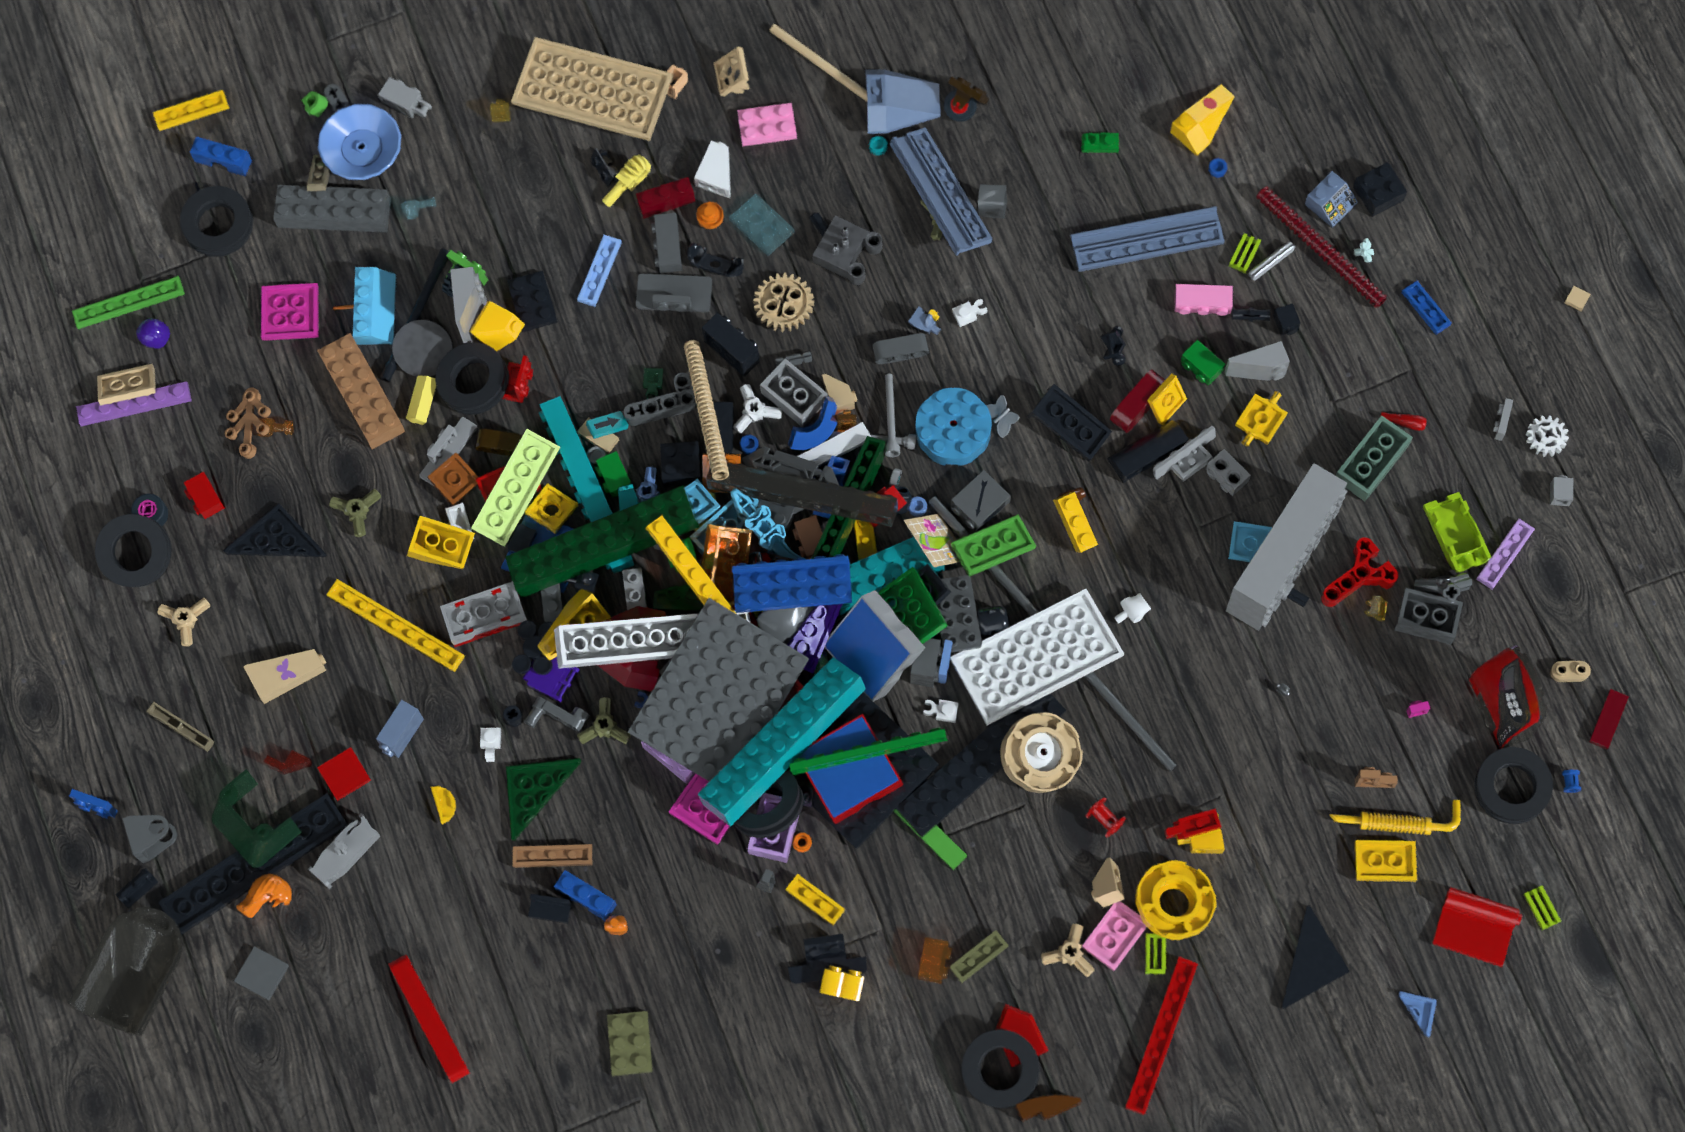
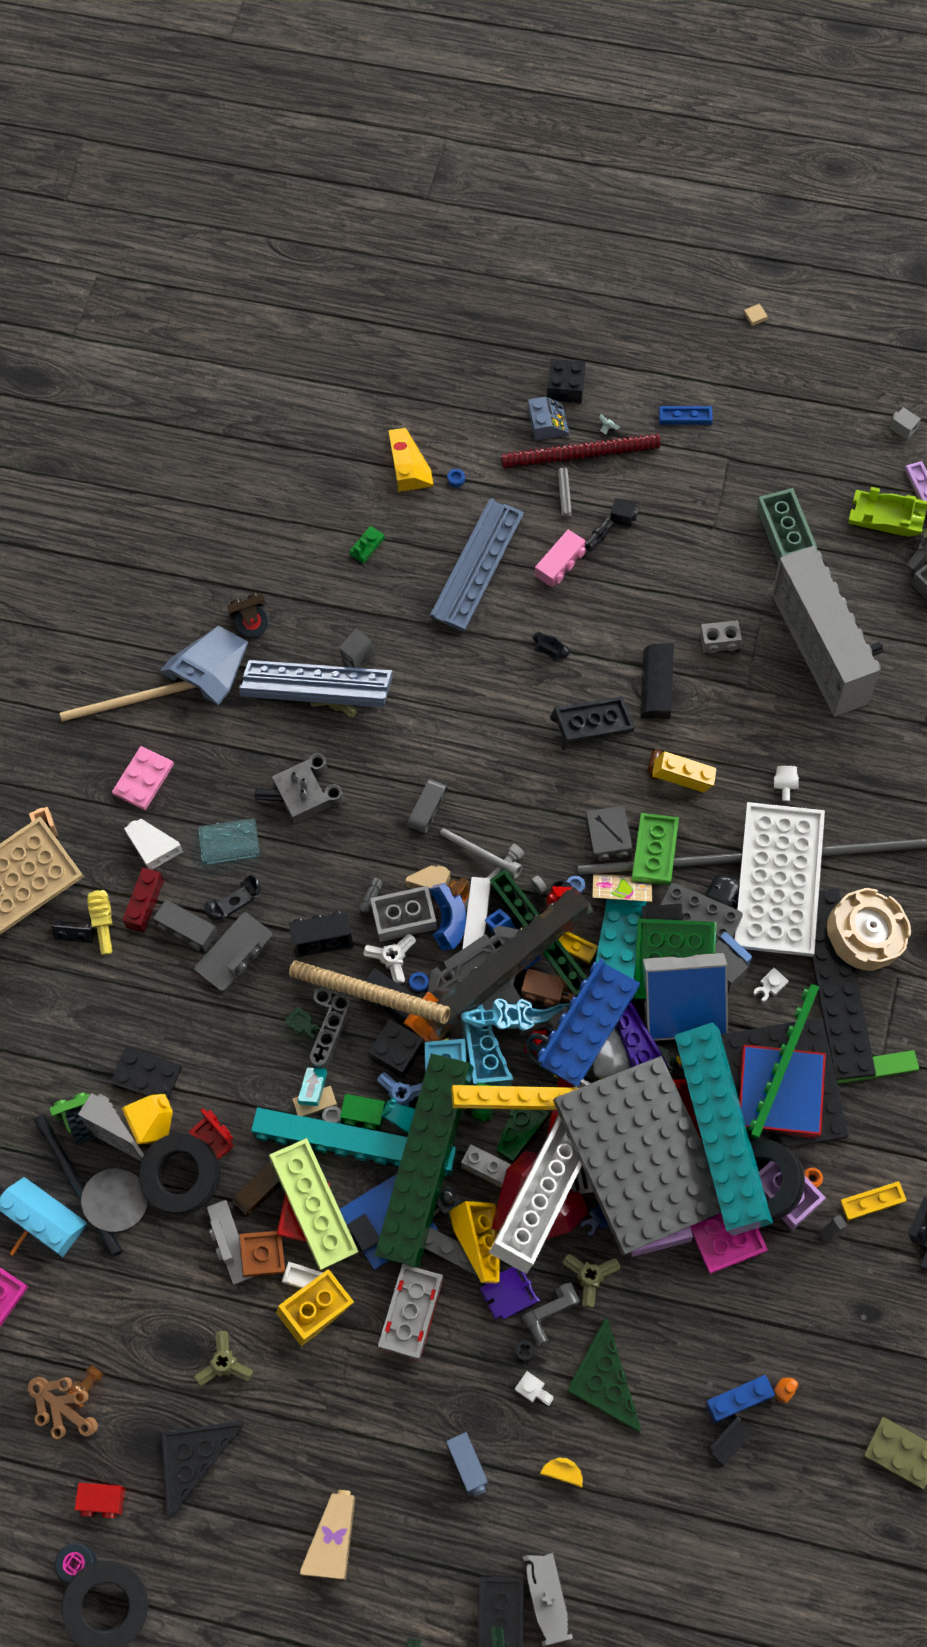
camera: 55 degrees left, 5 degrees down
(184, 626) = (217, 1607): tan bush -> none
(293, 763) = (427, 1588): clear red slope -> none
(344, 774) = (470, 1547): red tile -> none
(361, 391) = (112, 1281): medium nougat brick -> none
(395, 625) = (358, 1402): yellow tile -> none
(421, 399) = (163, 1232): light yellow piece -> none
(429, 1018) = (763, 1626): red beam -> none
(522, 663) = (475, 1290): black piece -> none
(547, 497) = (342, 1178): yellow piece -> none
(552, 855) = (681, 1404): medium nougat plate -> none
(599, 270) = (163, 1000): light blue tile -> none
(709, 215) = (187, 875): orange plate -> none
(723, 549) = (517, 1063): clear orange brick -> none
(736, 61) = (90, 779): tan piece -> none
(767, 298) = (298, 878): tan gear -> none
(878, 145) = (233, 706): teal tile -> none
(925, 322) = (419, 771): sand blue piece -> none
(953, 426) = (528, 810): dark azure piece -> none
(966, 313) = (434, 737): white plate -> none
(1003, 416) = (545, 767): light grey piece -> none
(1135, 404) = (613, 658): dark red plant -> none
(1167, 399) = (628, 637): yellow tile -> none
(1188, 458) = (689, 656): light grey bracket -> none
(1202, 363) = (614, 594): green brick -> none
(1246, 540) = (788, 661): medium azure tile -> none
(1251, 240) = (541, 492): lime tile -> none
(1260, 364) = (651, 550): light grey slope -> none
(1261, 419) = (692, 584): yellow plate -> none
(1373, 576) = (859, 587): red beam -> none
(1378, 608) = (912, 607): clear yellow tile -> none
(1407, 420) = (772, 485): red piece -> none
(1501, 425) = (818, 423): light grey plate -> none
(1540, 429) = (853, 404): white gear -> none

